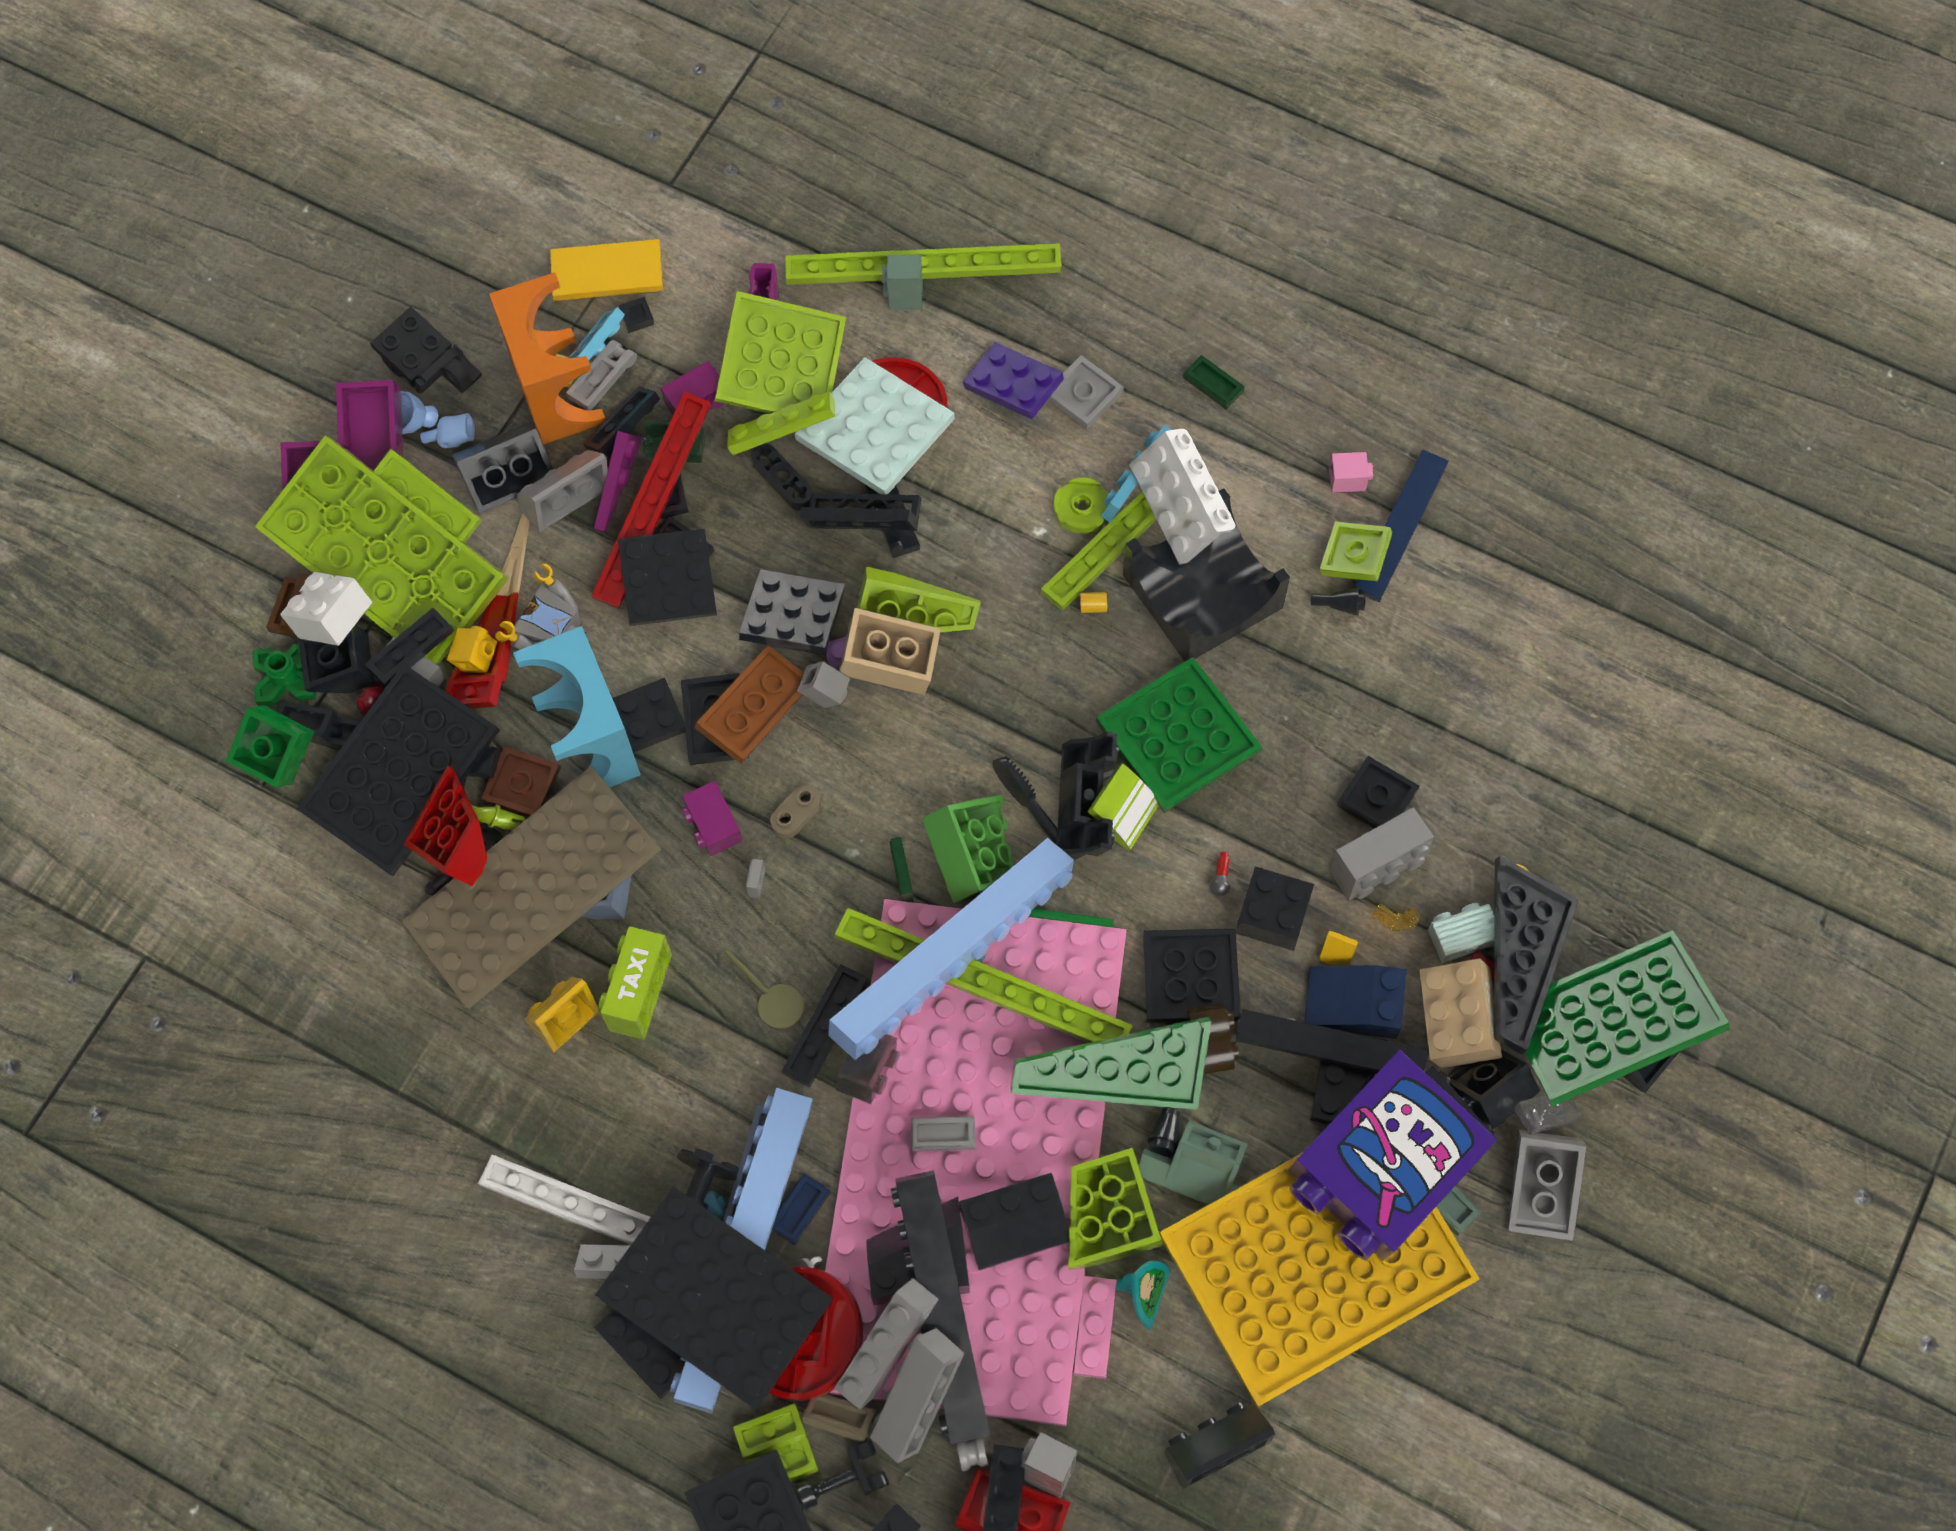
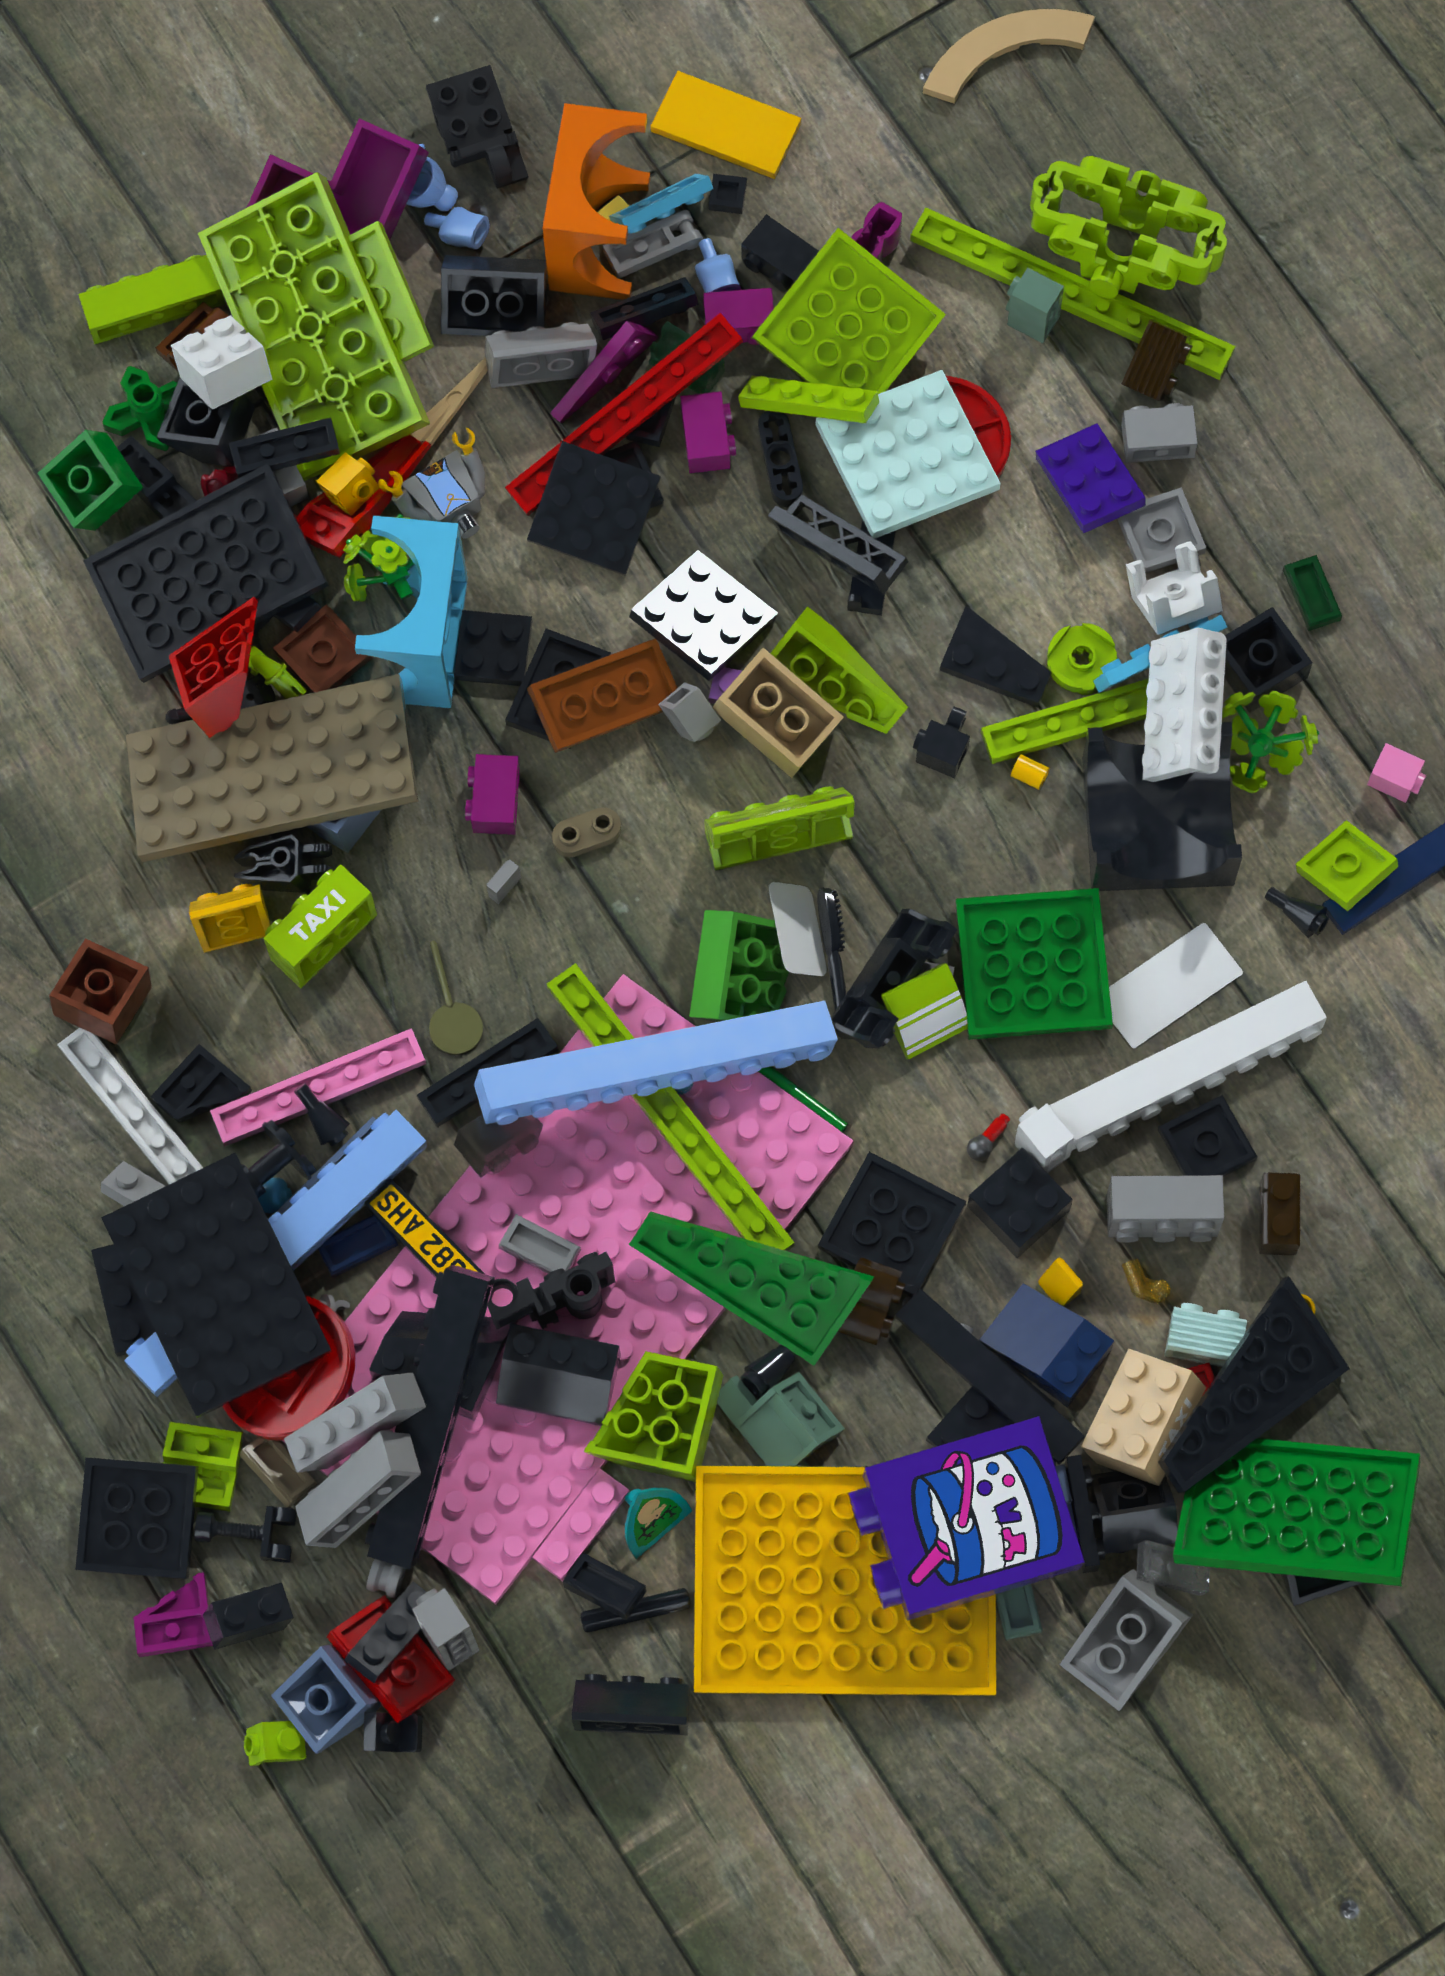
camera: 30 degrees right, 5 degrees up
(242, 594) = (150, 298): none -> lime brick
(491, 1123) = (100, 991): none -> copper brick
(534, 684) = (385, 557): none -> lime plant
(580, 953) = (282, 864): none -> black hinge
(608, 1155) = (198, 1086): none -> black wing
(657, 371) = (716, 271): none -> light blue piece
(698, 337) = (776, 253): none -> black brick
(701, 1106) = (327, 1082): none -> bright pink plate
(718, 484) = (706, 432): none -> magenta brick
(725, 1129) = (327, 1123): none -> black cone
(770, 119) = (1001, 37): none -> tan tile
(845, 1173) = (416, 1230): none -> tile
(901, 870) = (657, 953): dark green tile -> none
(938, 732) = (779, 827): none -> lime piece
(945, 187) = (1123, 207): none -> lime piece
(981, 1159) = (556, 1292): none -> black plate
(994, 798) = (797, 929): none -> white sticker
(1012, 277) = (1157, 360): none -> dark brown brick
(1020, 540) = (993, 661): none -> black wing
(1021, 614) = (942, 745): none -> black brick
(1042, 326) = (1159, 433): none -> light grey brick
(1124, 428) = (1176, 595): none -> white panel
(1142, 1364) = (604, 1586): none -> black tile
(1174, 1369) = (647, 1608): none -> black axle
(1216, 438) = (1264, 658): none -> black brick
(1261, 496) = (1247, 738): none -> lime plant
(1265, 849) = (1044, 1137): none -> white brick
(1283, 698) = (1171, 984): none -> white sticker
(1331, 749) = (1191, 1065): none -> white brick
(1462, 816) = (1279, 1214): none -> dark brown brick

